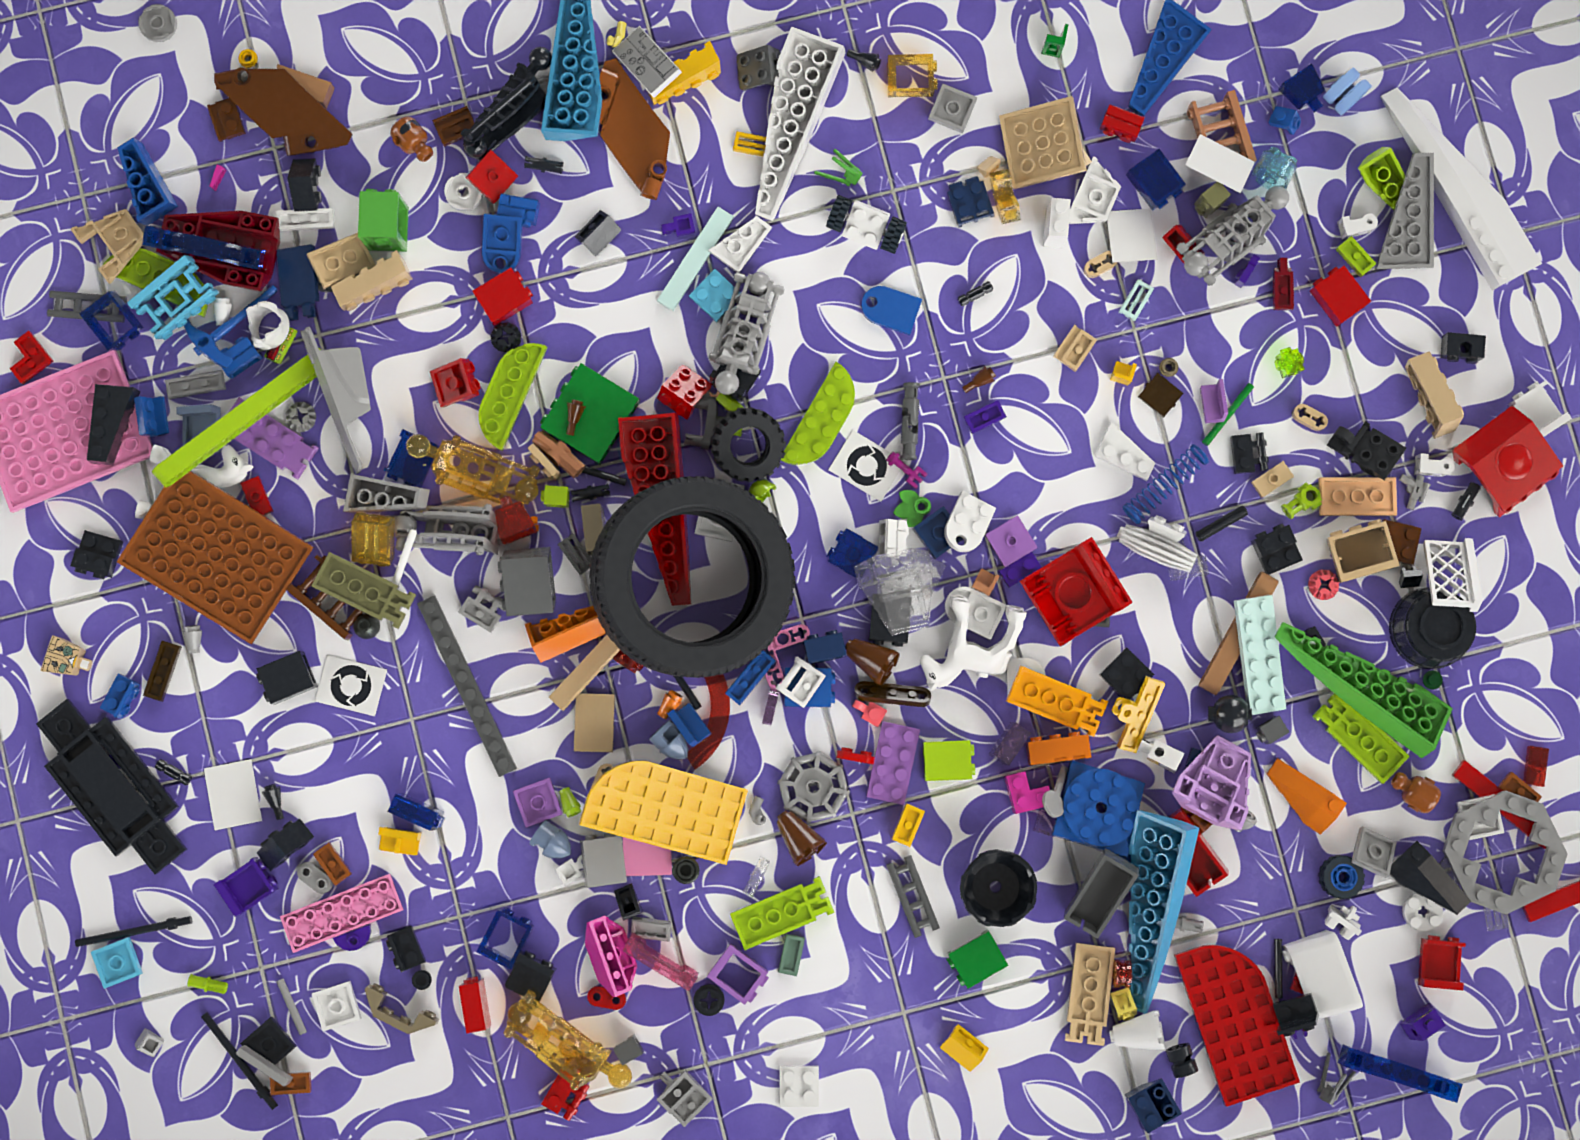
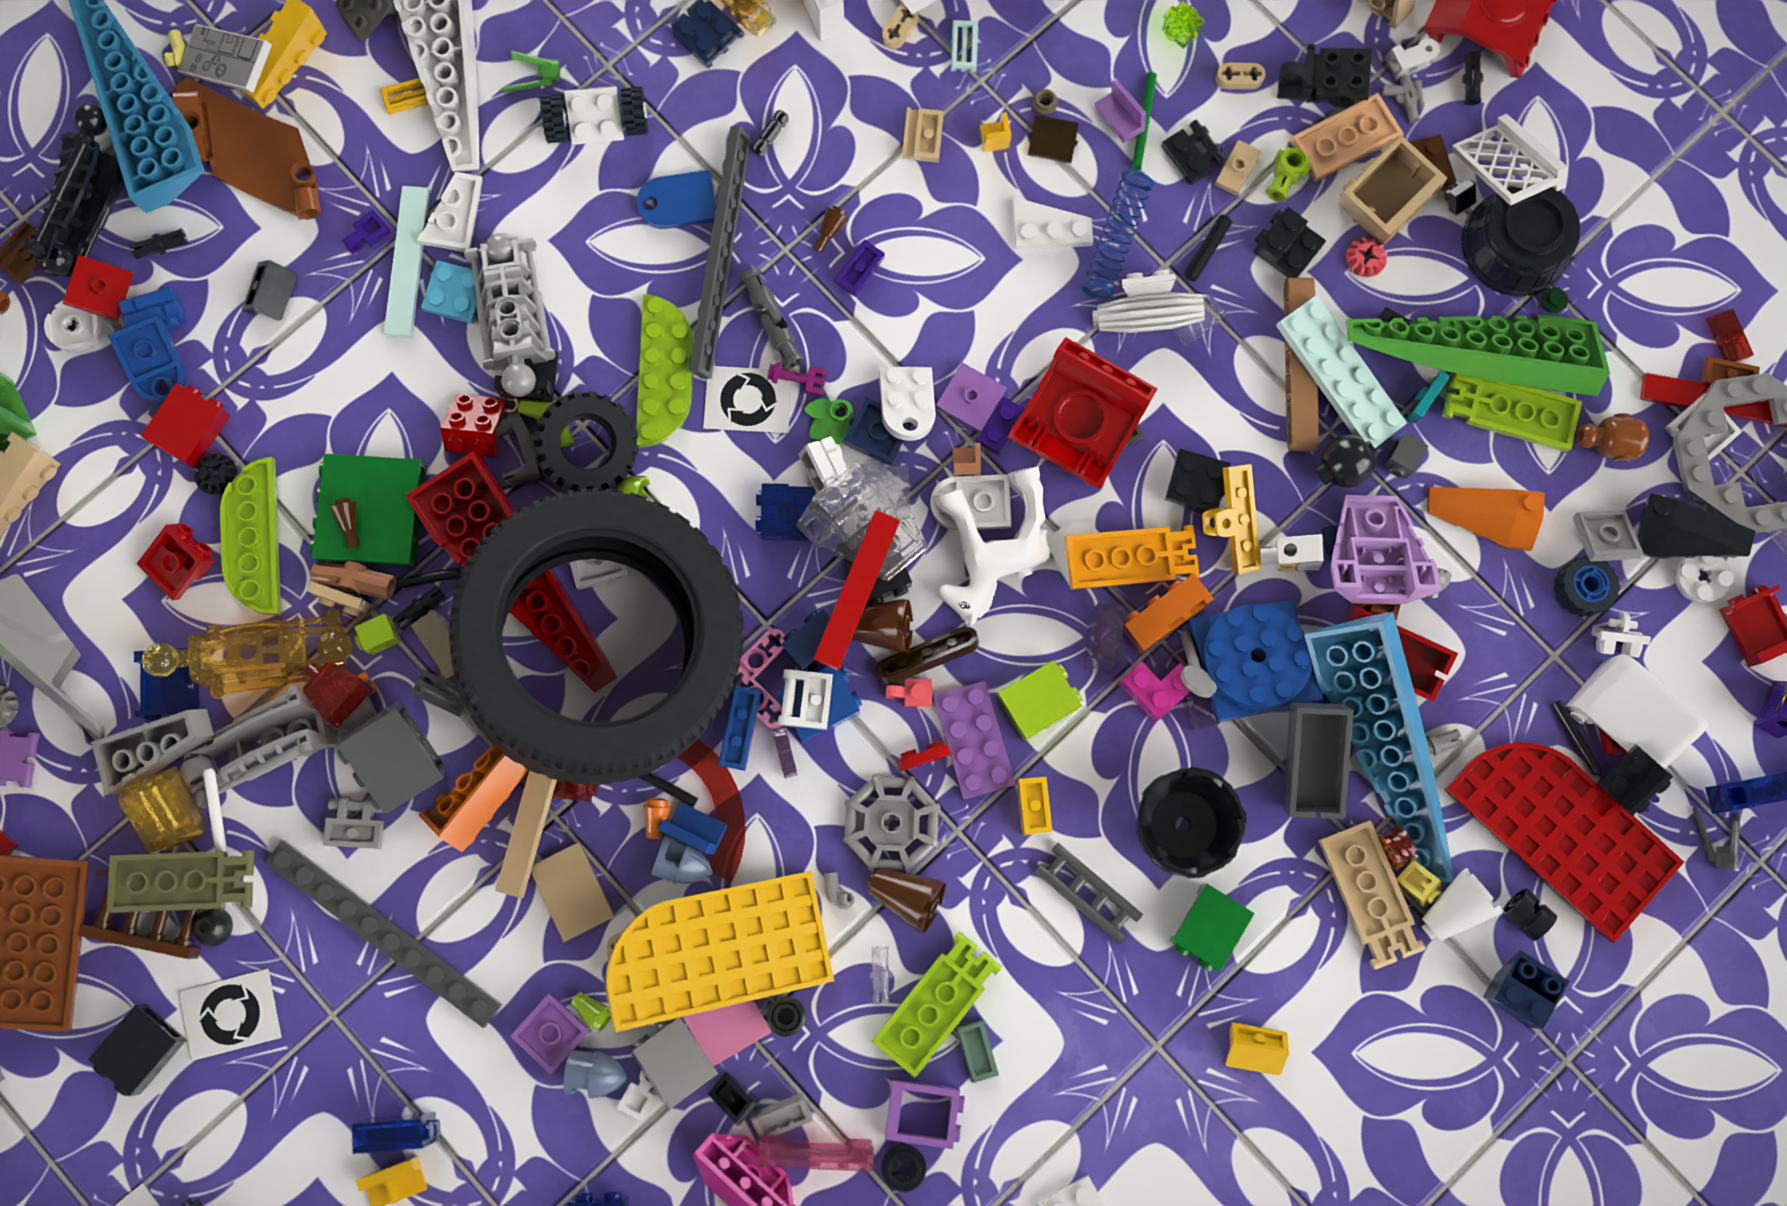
camera: 30 degrees left, 5 degrees down
(869, 631) = (856, 590): none -> red tile
(900, 359) = (720, 253): none -> dark grey plate
(1309, 698) = (1427, 396): none -> teal plate

